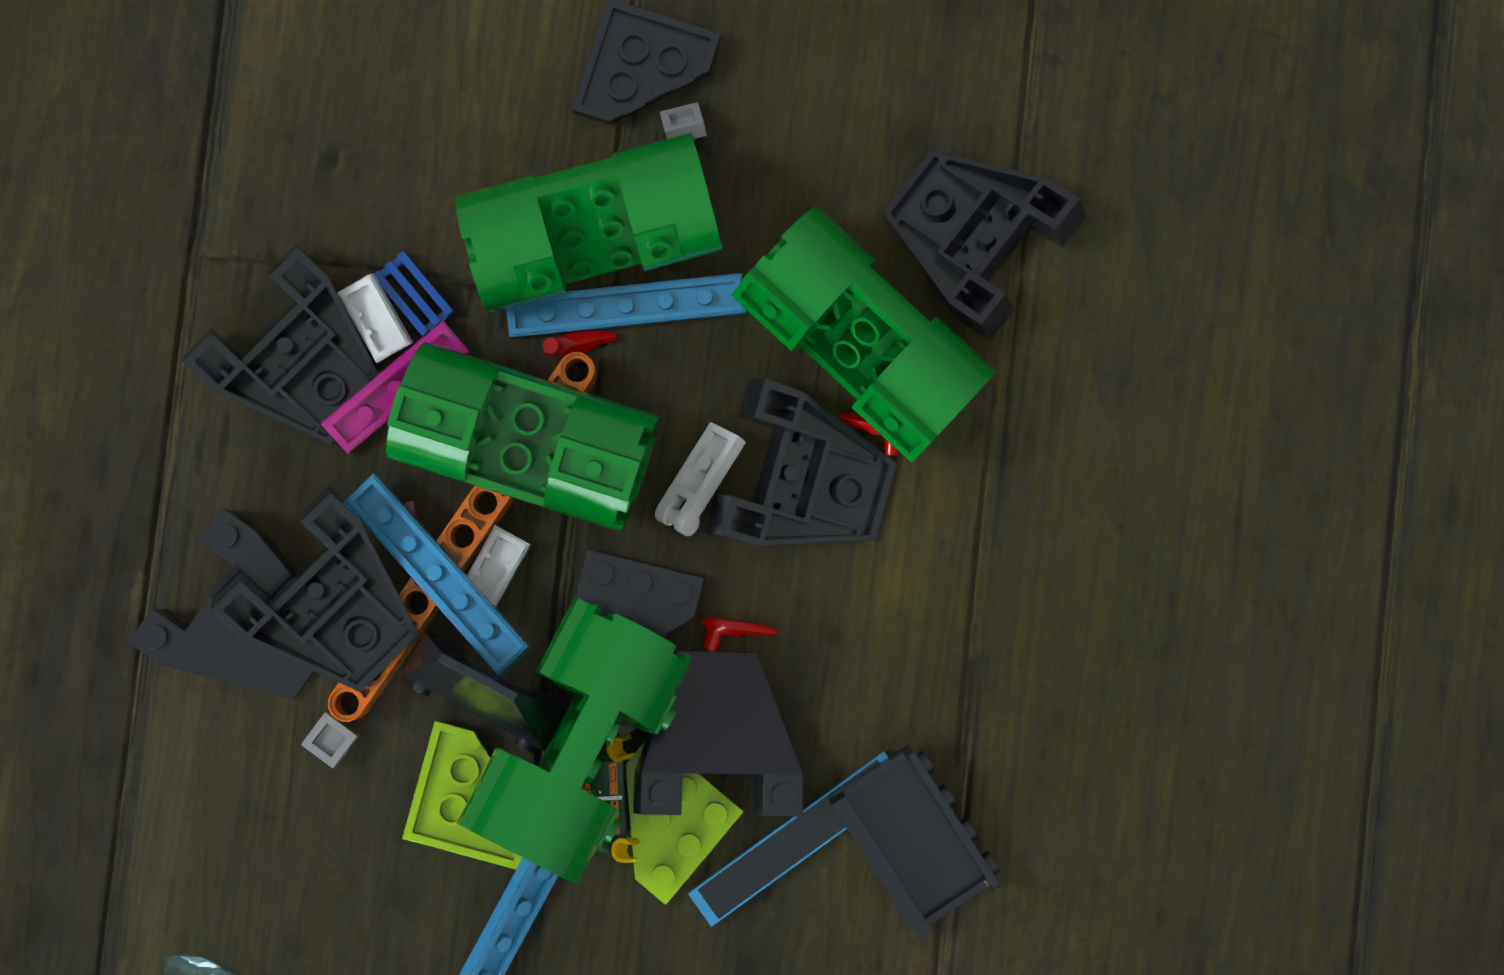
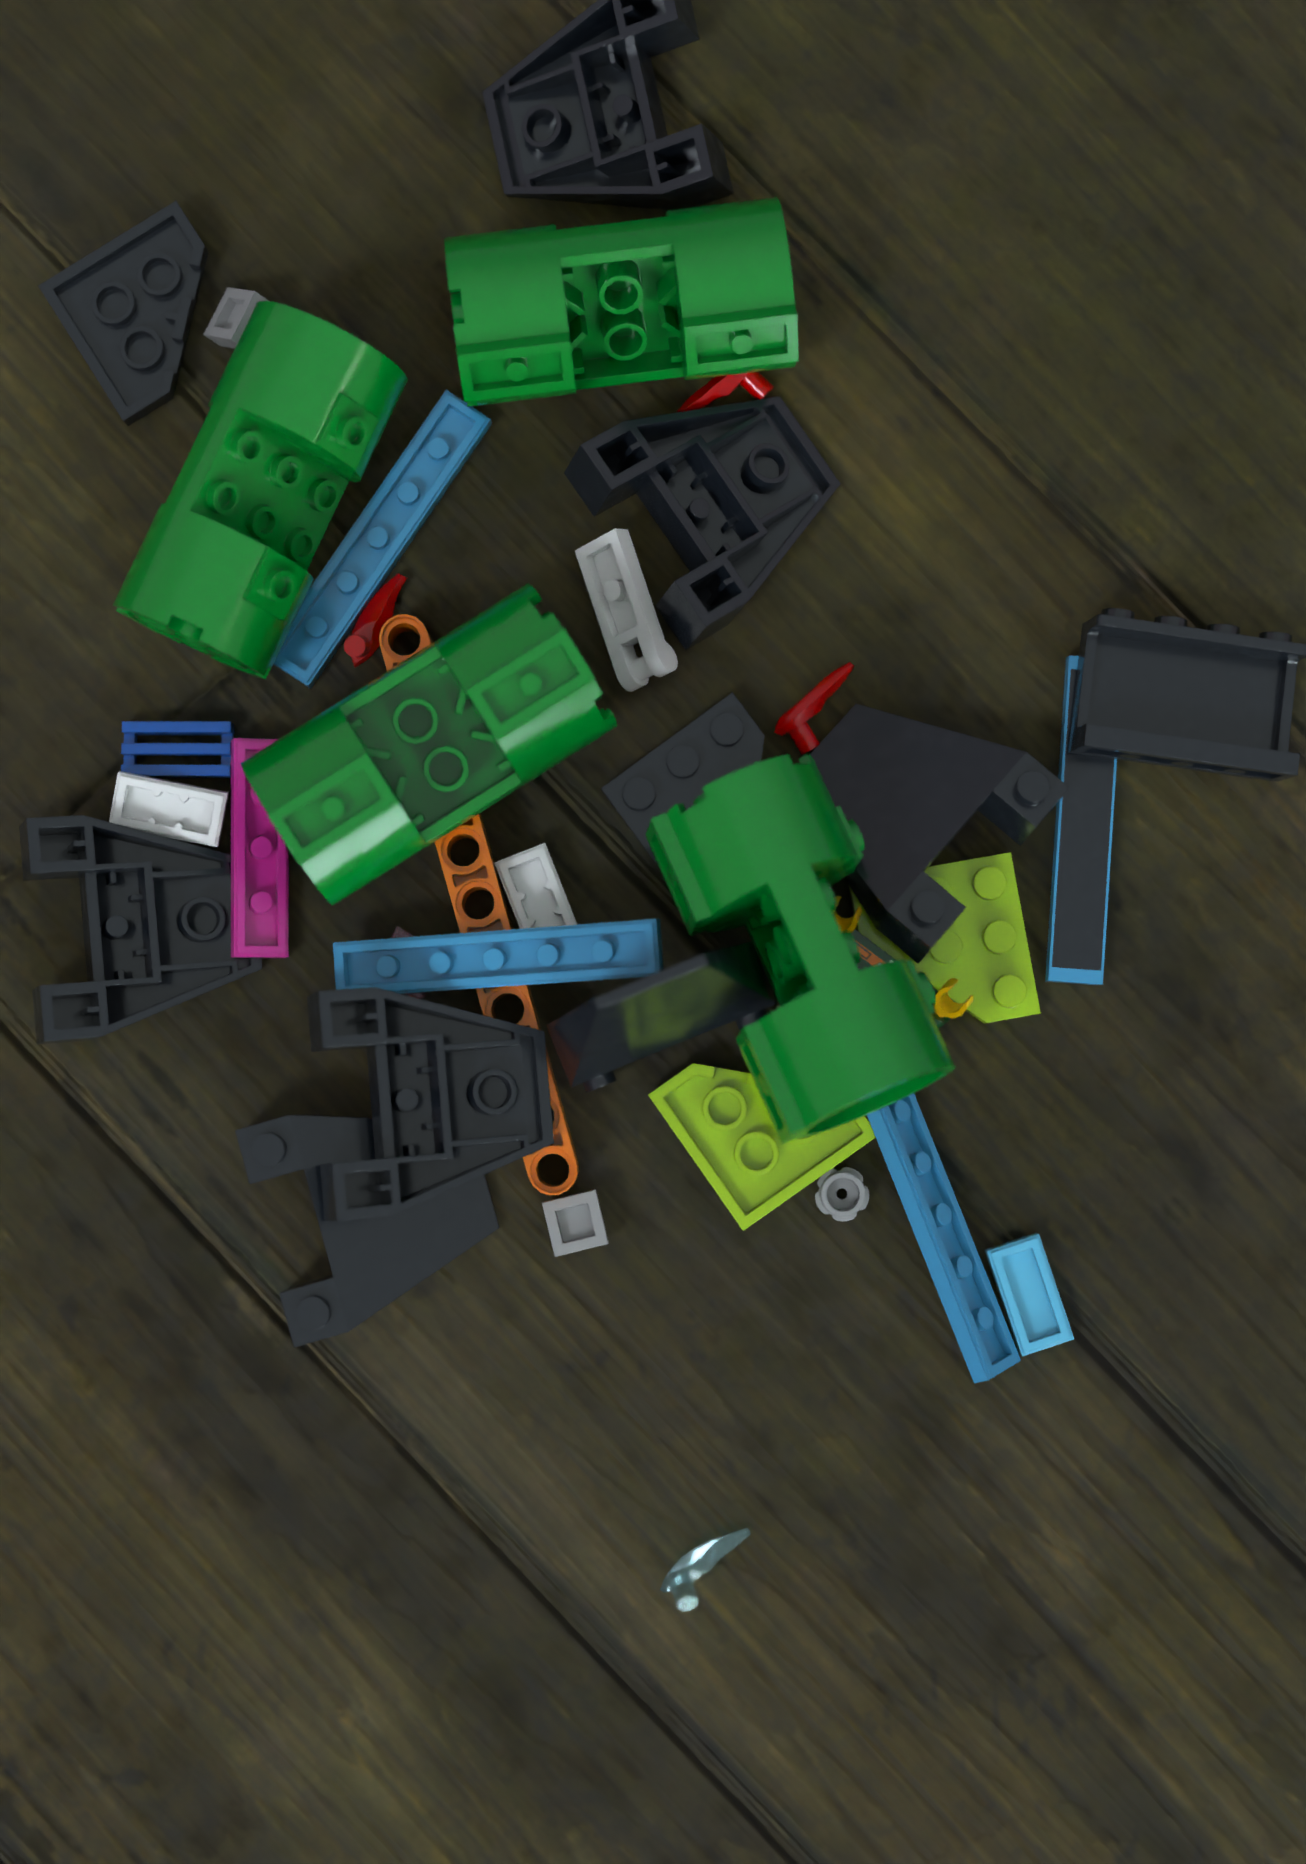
camera: 50 degrees left, 0 degrees up
(466, 886) = (846, 1208): none -> light grey plate

